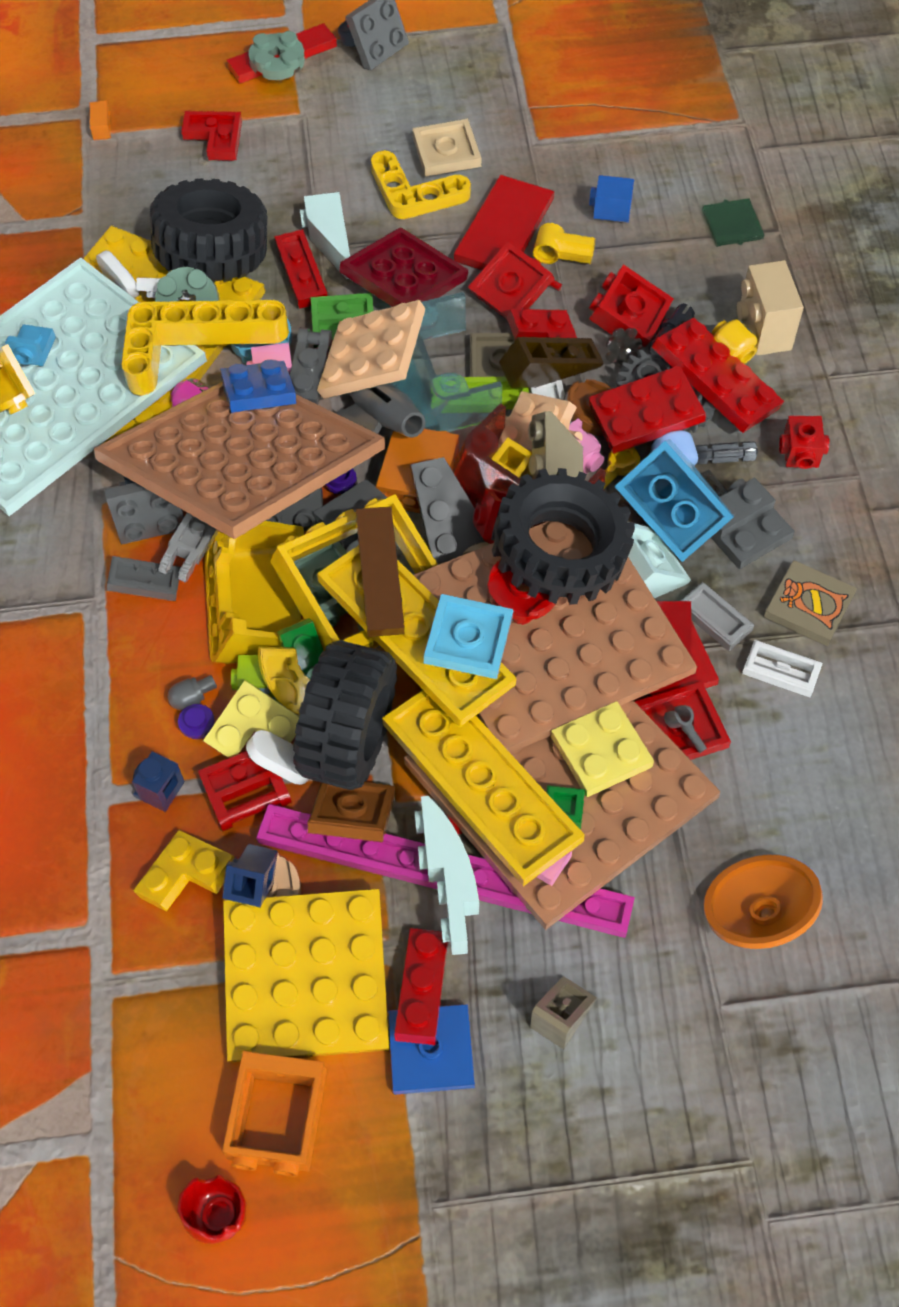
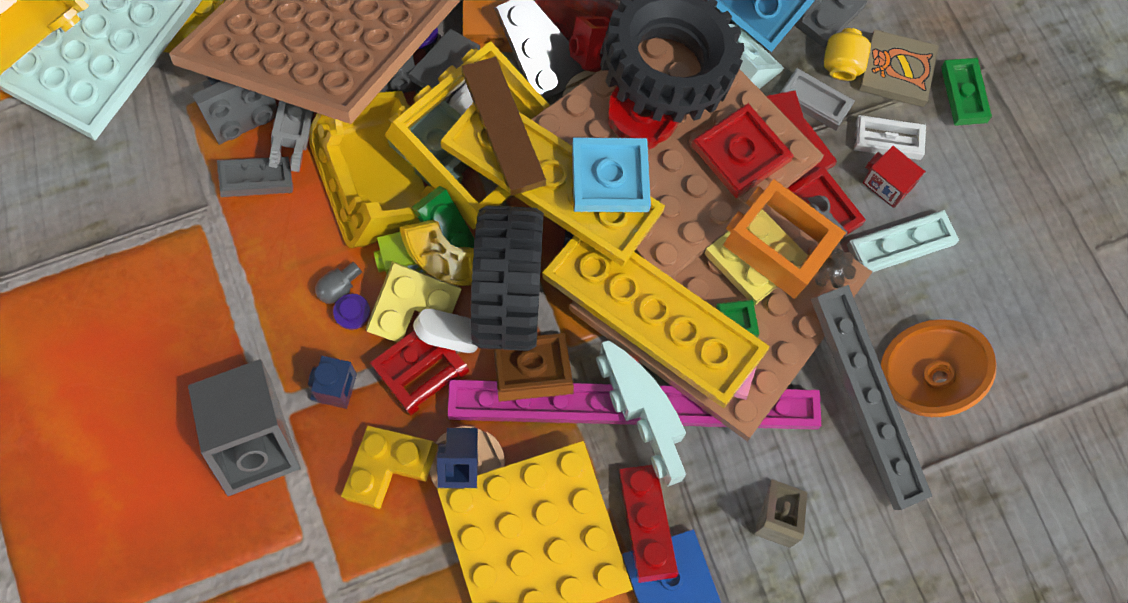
camera: 20 degrees left, 10 degrees up
(60, 805) = (242, 428): none -> dark grey slope
(608, 757) = (766, 259): none -> orange window
(612, 643) = (742, 150): none -> red tile
(677, 775) = (836, 268): none -> clear smoke plant
(683, 915) = (871, 398): none -> dark grey plate
(757, 578) = (847, 54): none -> yellow head
(768, 773) = (904, 241): none -> light aqua tile
(772, 705) = (892, 175): none -> red brick
(874, 639) = (966, 91): none -> green plate

